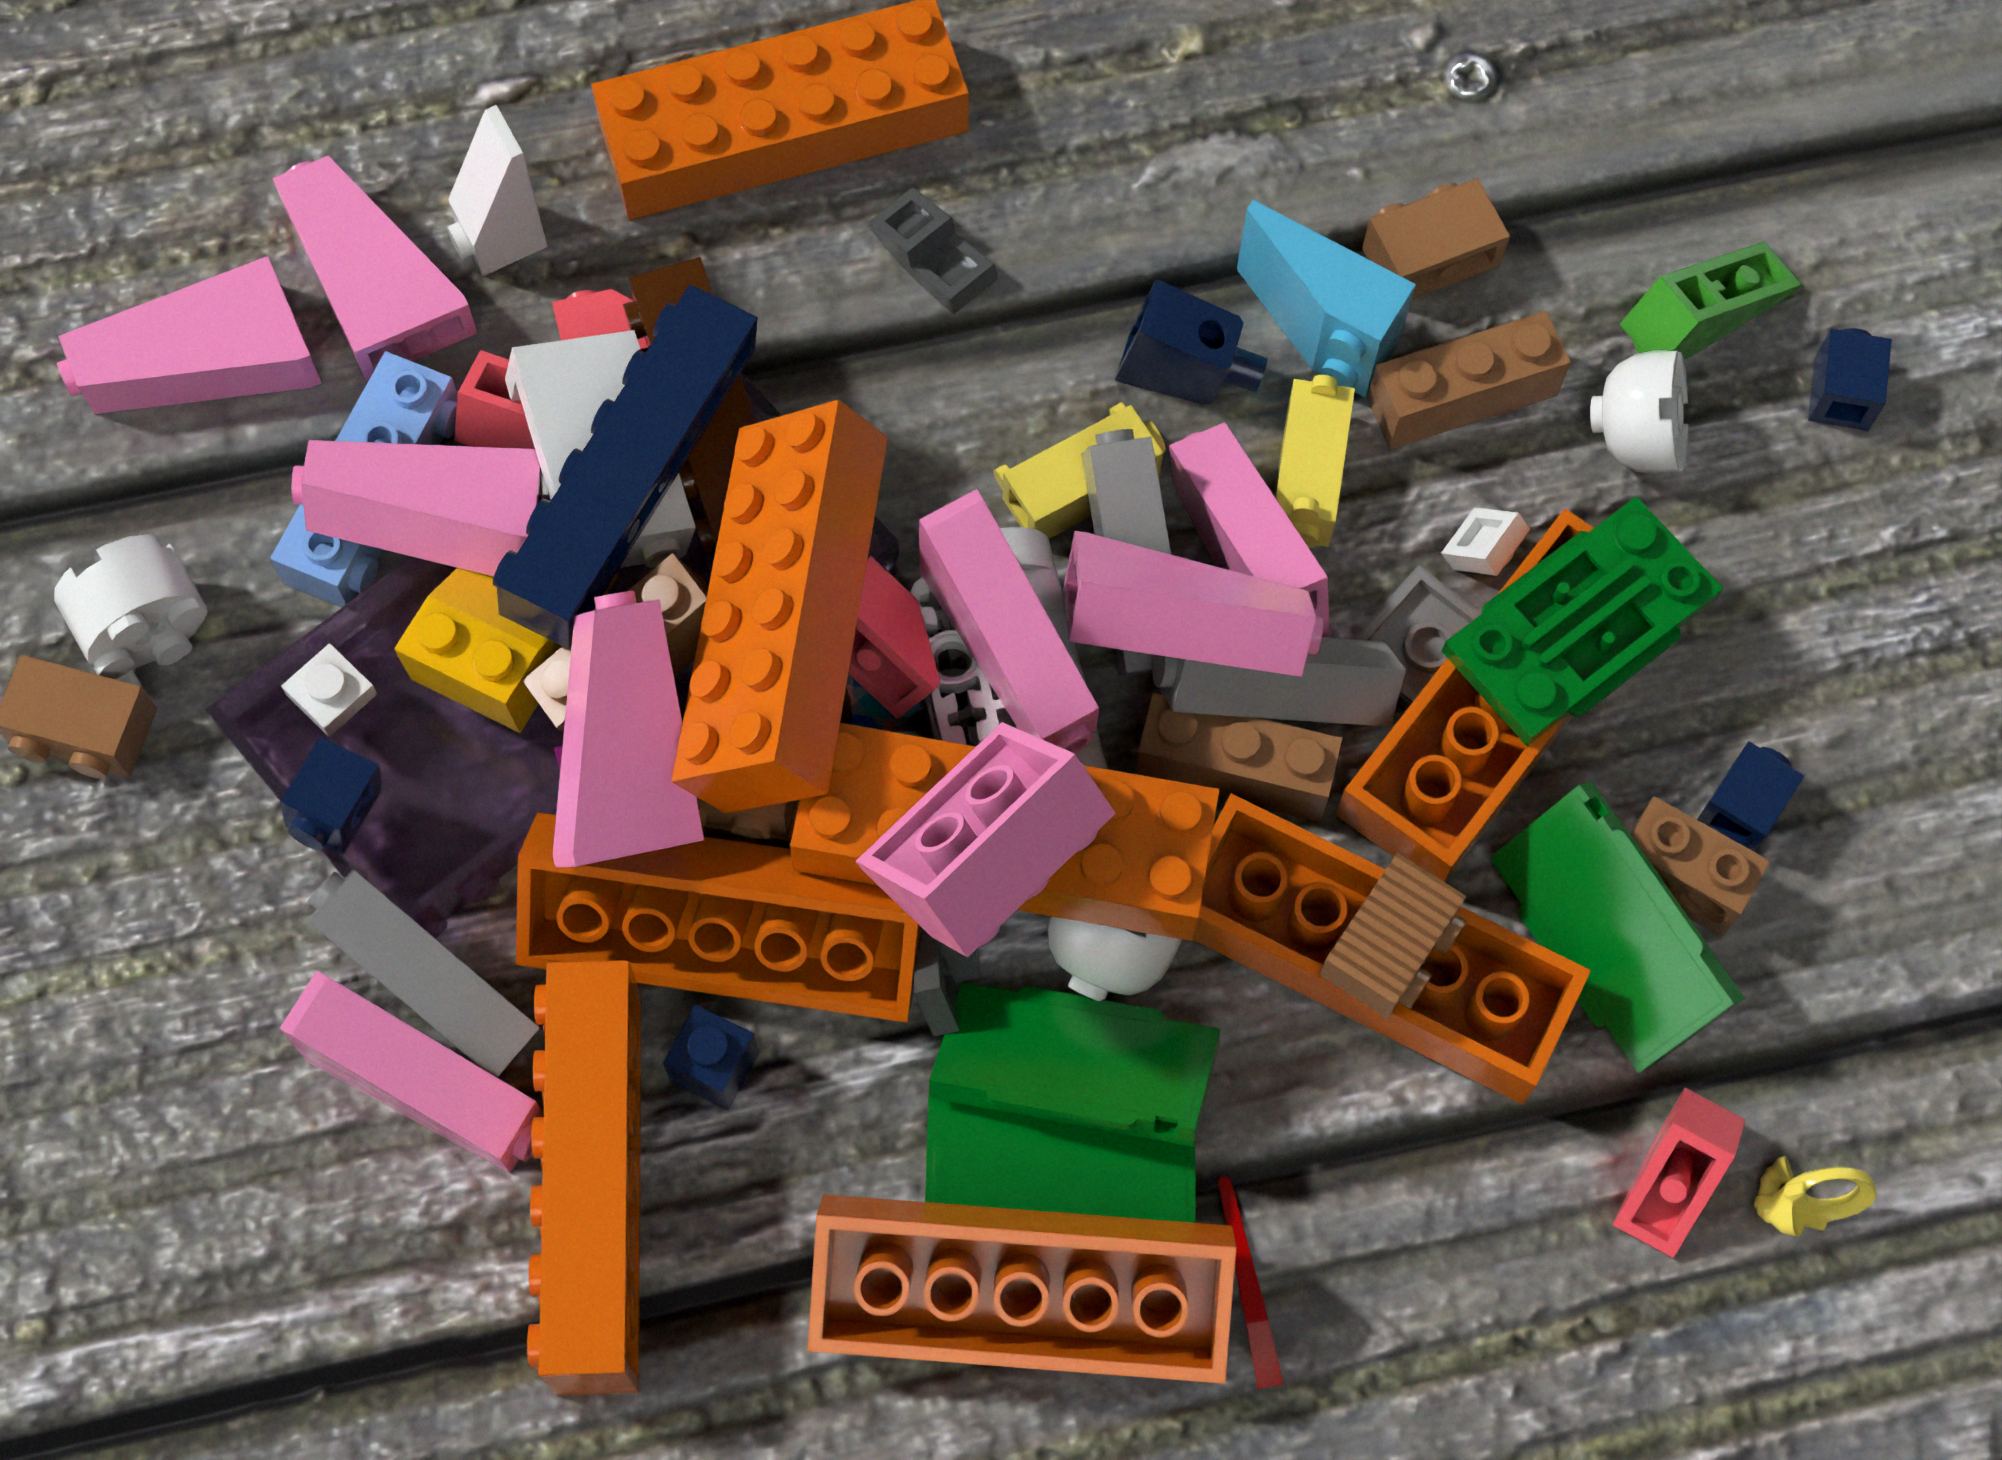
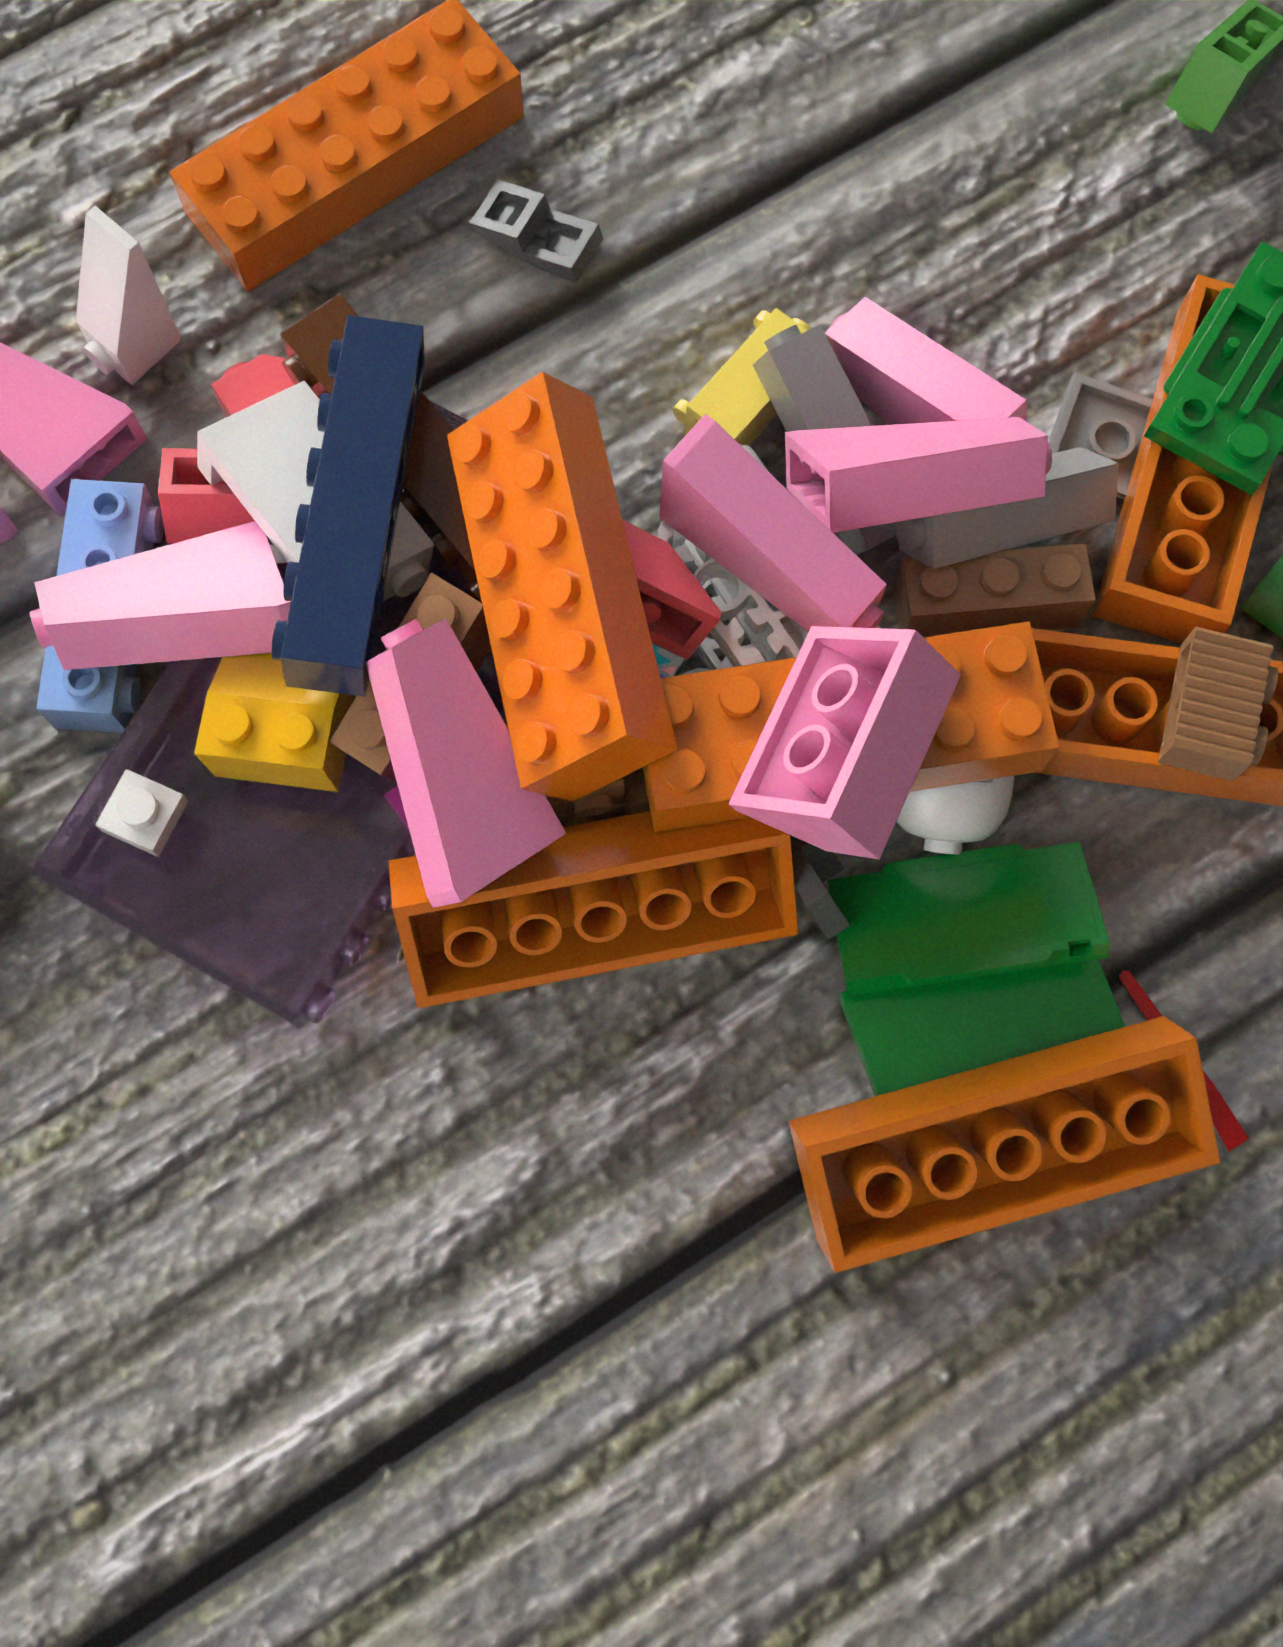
camera: 20 degrees left, 5 degrees up
(330, 797) = (184, 914): dark blue brick -> none
(410, 1072) = (362, 1145): bright pink slope -> none
(420, 971) = (333, 1047): light grey brick -> none
(589, 1181) = (570, 1183): orange brick -> none
(711, 1057) = (631, 1029): dark blue brick -> none
(1187, 348) = (801, 242): dark blue torso -> none
(1314, 456) = (949, 295): light yellow brick -> none
(1324, 297) = (905, 157): medium azure slope -> none
(1438, 237) = (976, 81): medium nougat brick -> none
(1468, 380) = (1056, 193): medium nougat brick -> none
(1485, 541) = (1127, 330): white plate -> none
(1645, 412) = (1220, 172): white cylinder -> none

